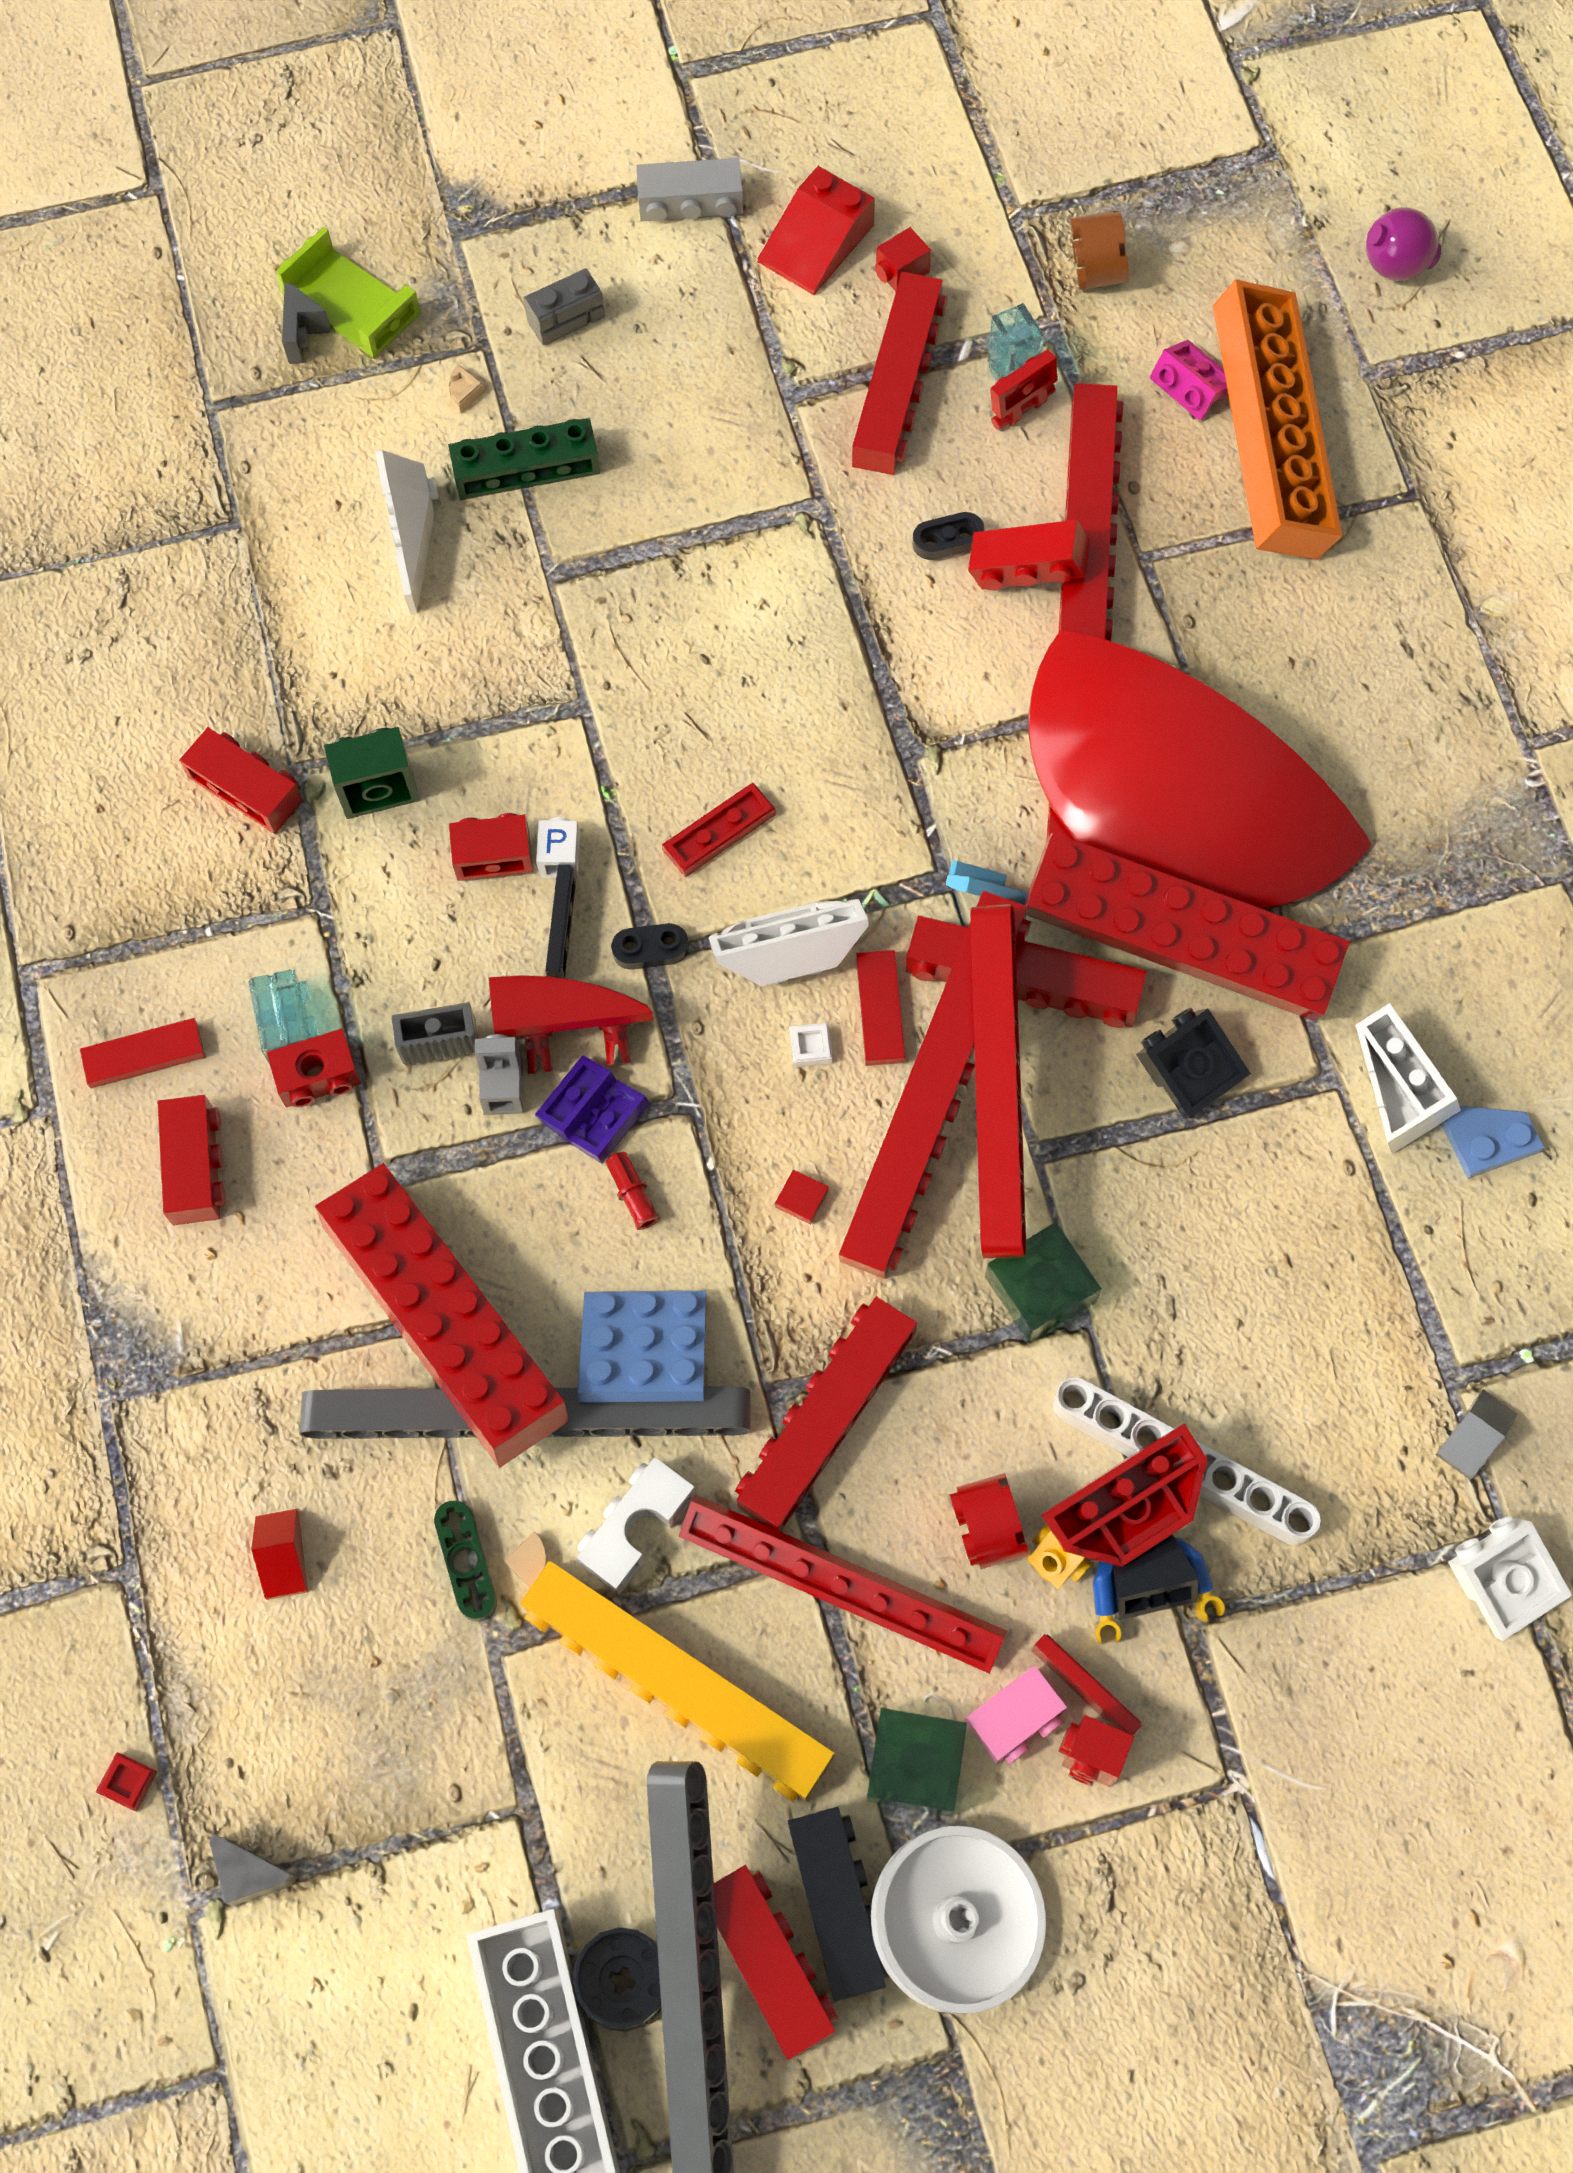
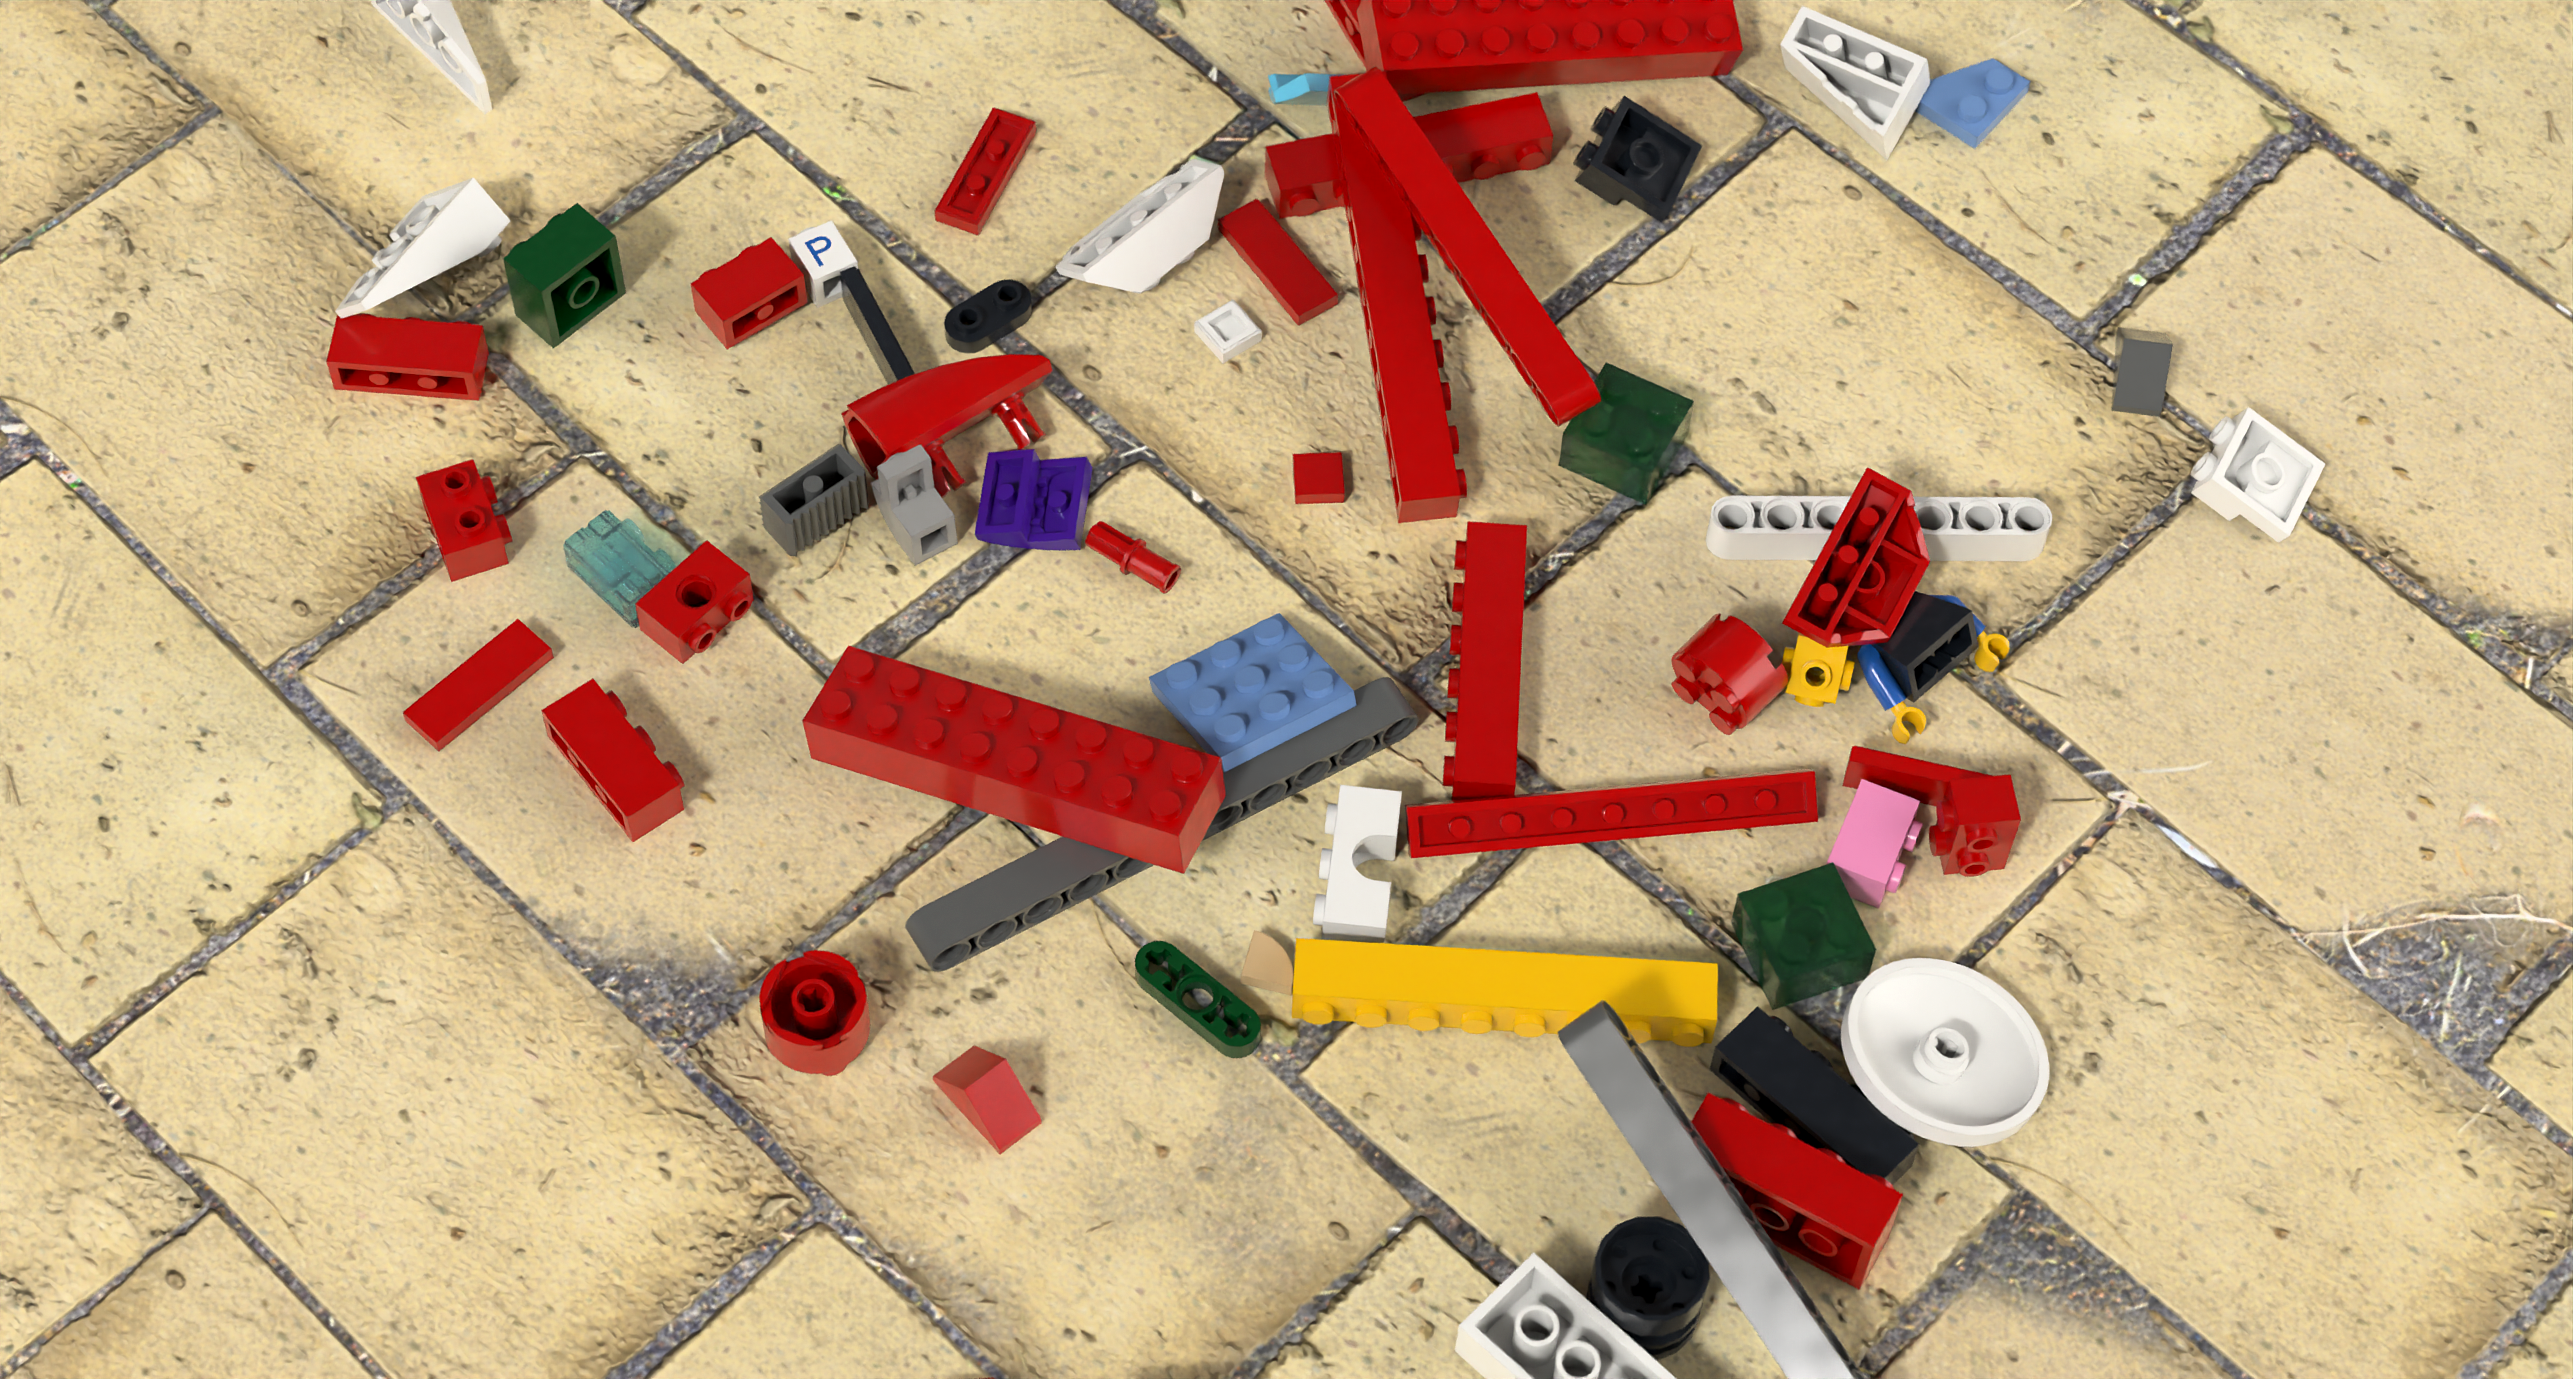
camera: 35 degrees left, 10 degrees down
(177, 1439) = (815, 1013): none -> red brick
(202, 924) = (463, 519): none -> red brick
(314, 699) = (428, 240): none -> white wedge

